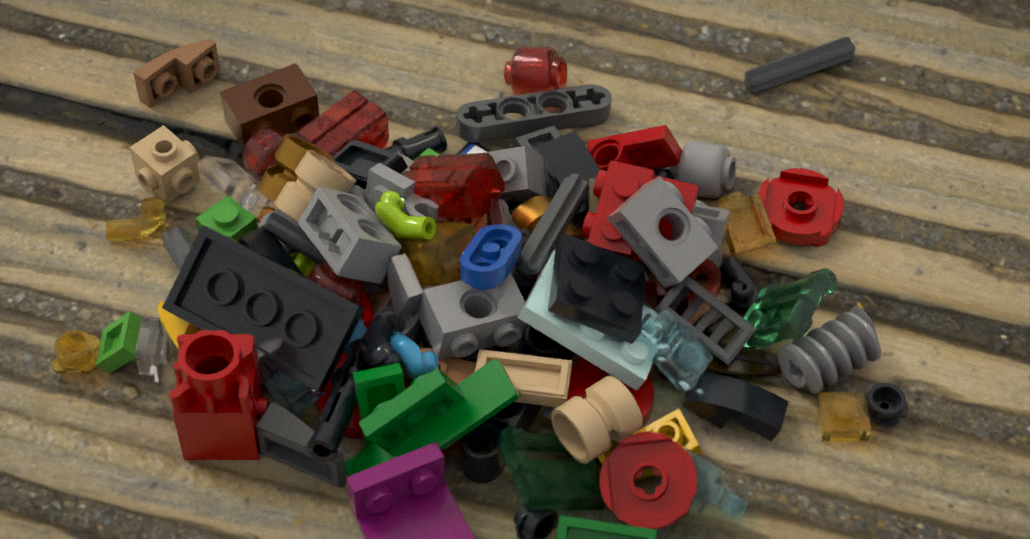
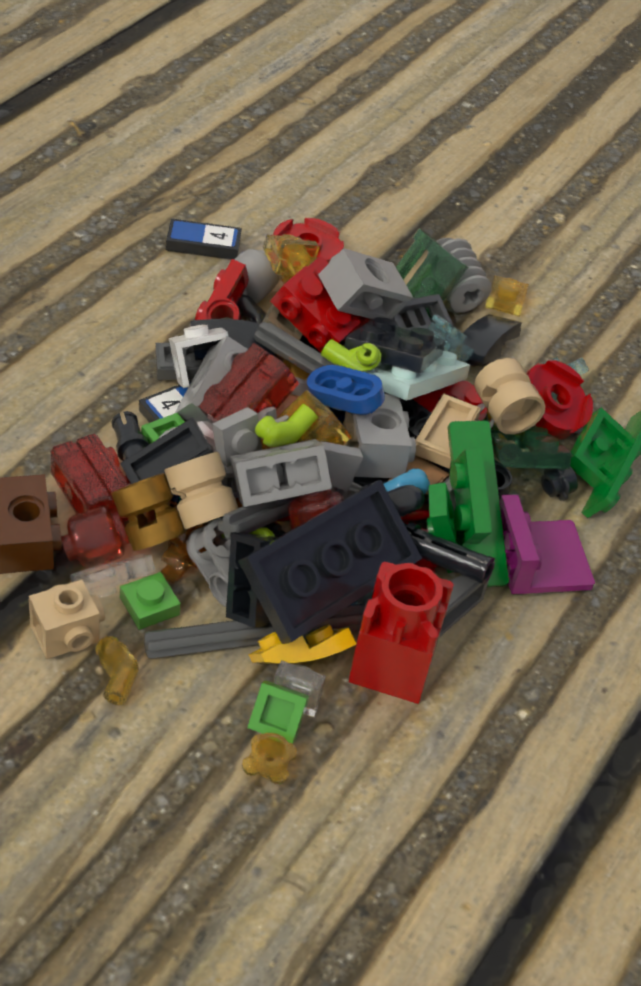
camera: 80 degrees left, 5 degrees down
(533, 135) = (193, 336): none -> white bracket
(535, 70) = (86, 334): clear red head -> none
(542, 253) = (360, 358): none -> lime arm
(581, 107) = (129, 351): dark grey beam -> none
(726, 176) = (289, 253): none -> clear yellow bracket
(756, 122) = (203, 239): none -> tile
(799, 64) = (156, 197): dark grey axle -> none
(889, 396) = (507, 267): black plate -> none

